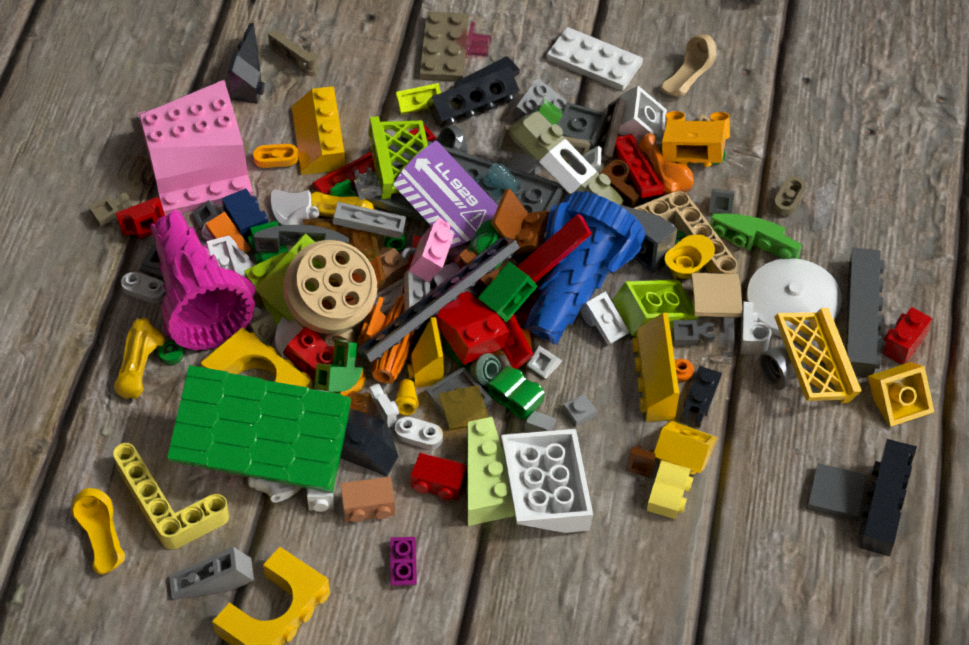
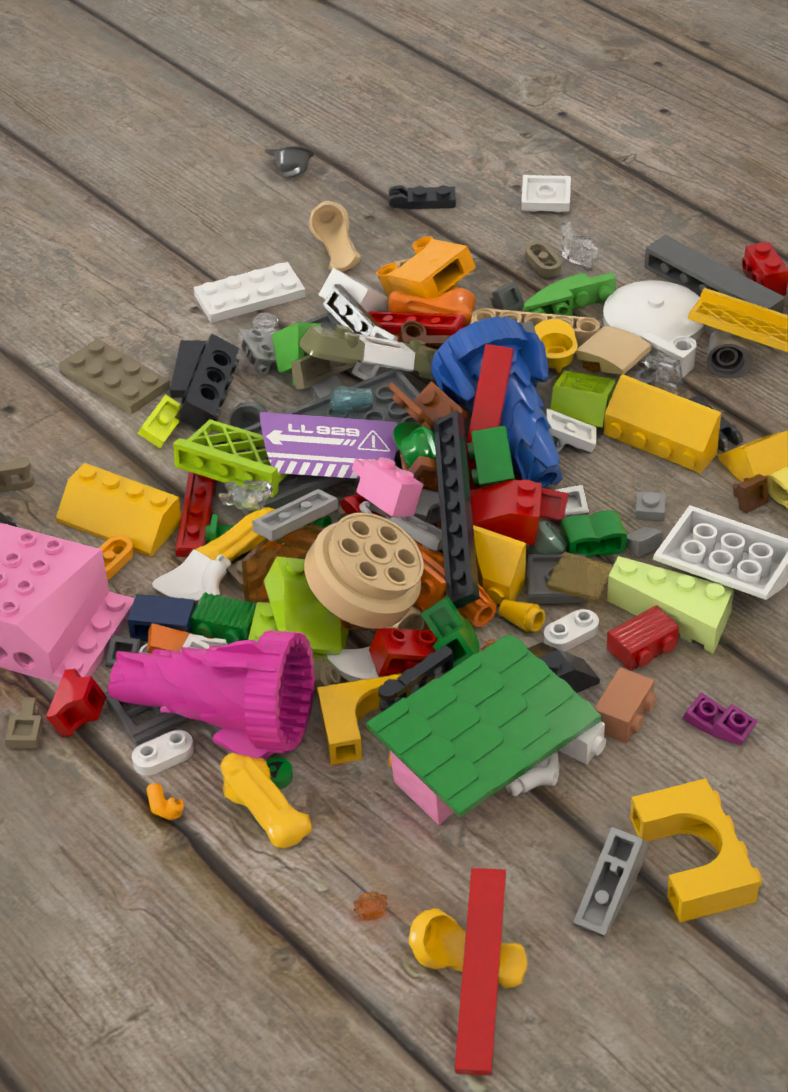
camera: 50 degrees left, 10 degrees down
(86, 546) = (480, 972): none -> red tile
(100, 463) = (371, 905): none -> clear orange plate
(101, 313) = (160, 806): none -> light orange arm
(157, 503) = (449, 881): light yellow beam -> none
(271, 238) = (251, 578): dark grey slope -> none
(280, 372) = (413, 679): none -> black hinge
(386, 409) = (527, 632): white plate -> none
(478, 43) = (142, 350): clear pink panel -> none
(795, 86) = (422, 197): none -> black hinge
(871, 152) = (546, 193): none -> white plate

